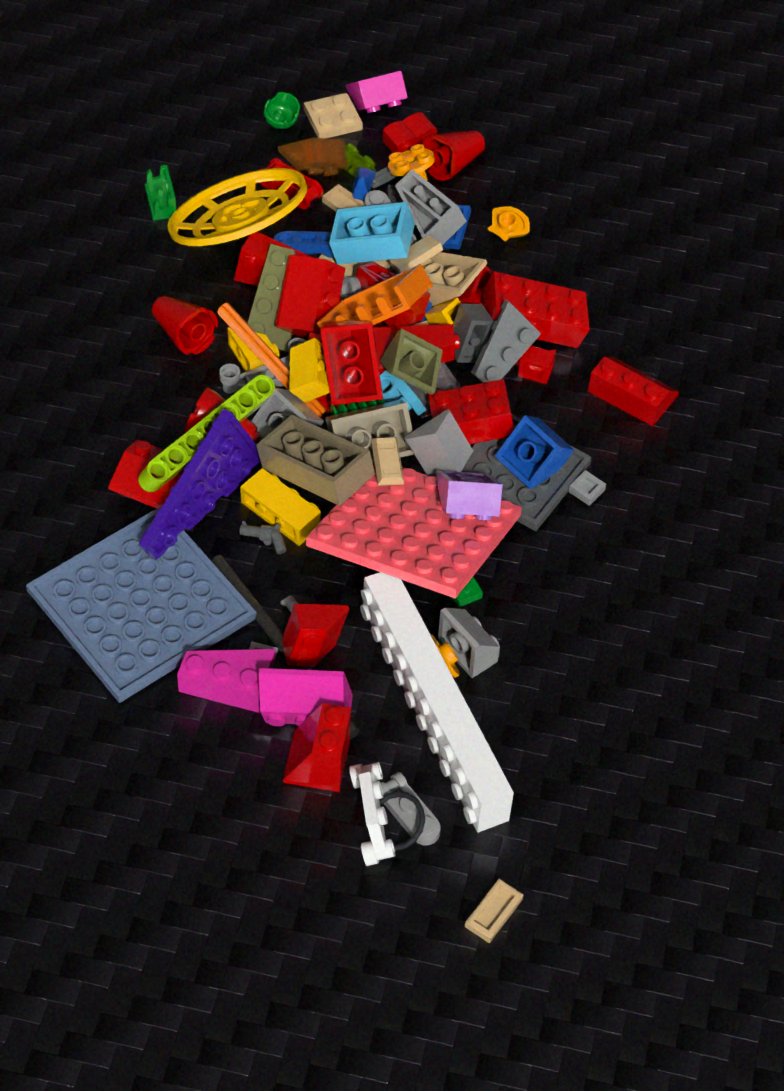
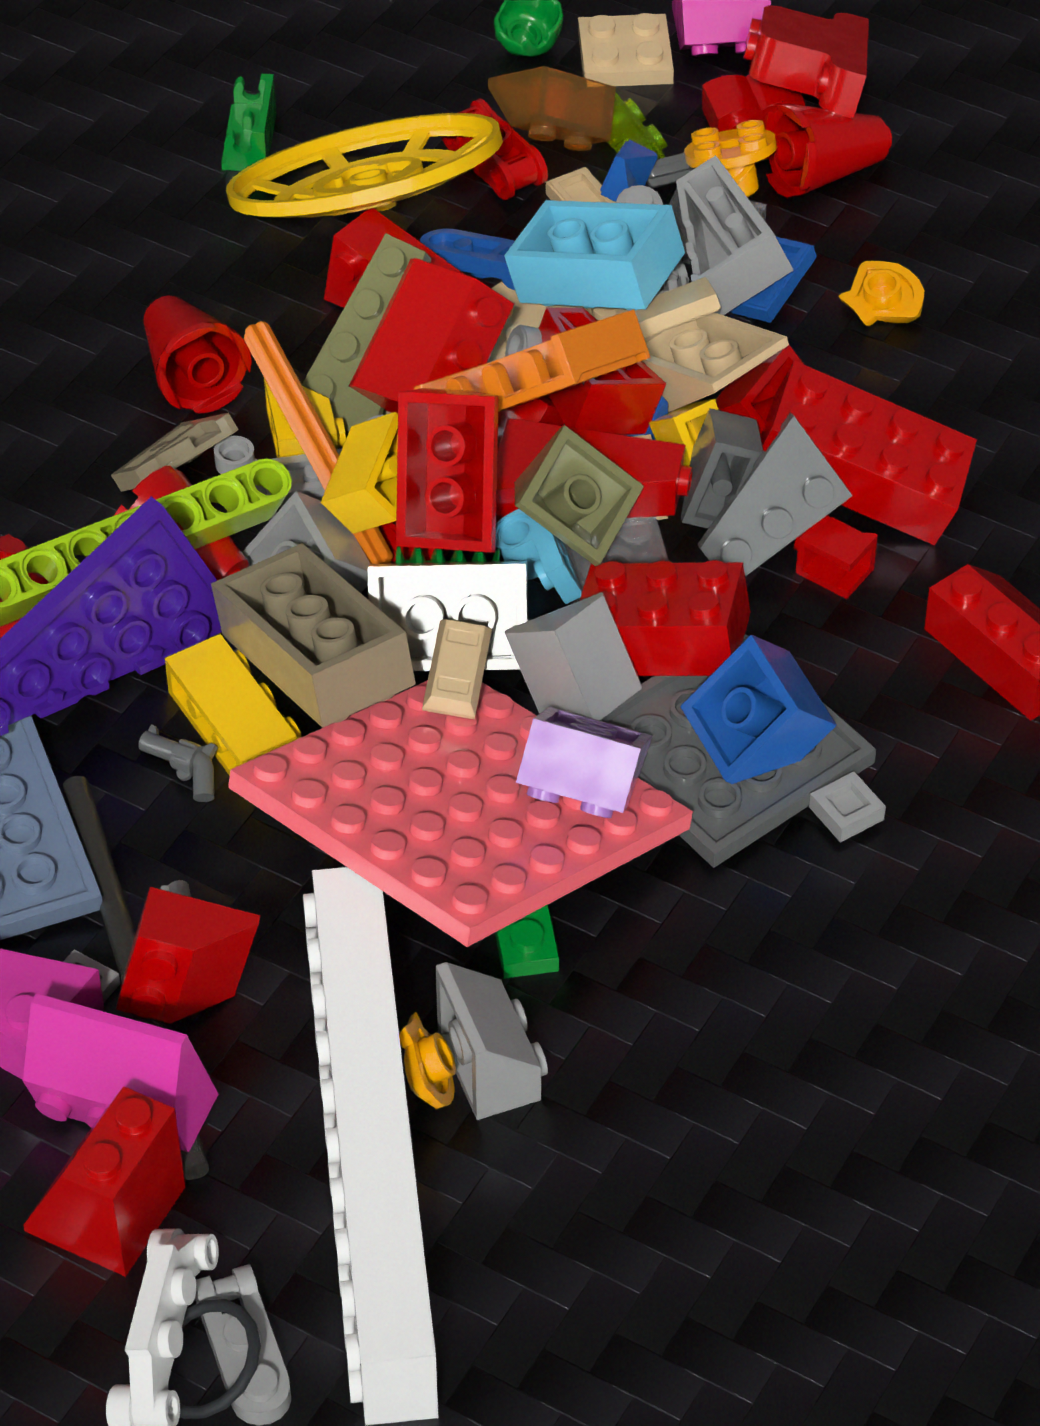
camera: 20 degrees right, 5 degrees down
(196, 377) = (175, 448): none -> dark tan wing
(435, 105) = (811, 55): none -> red brick

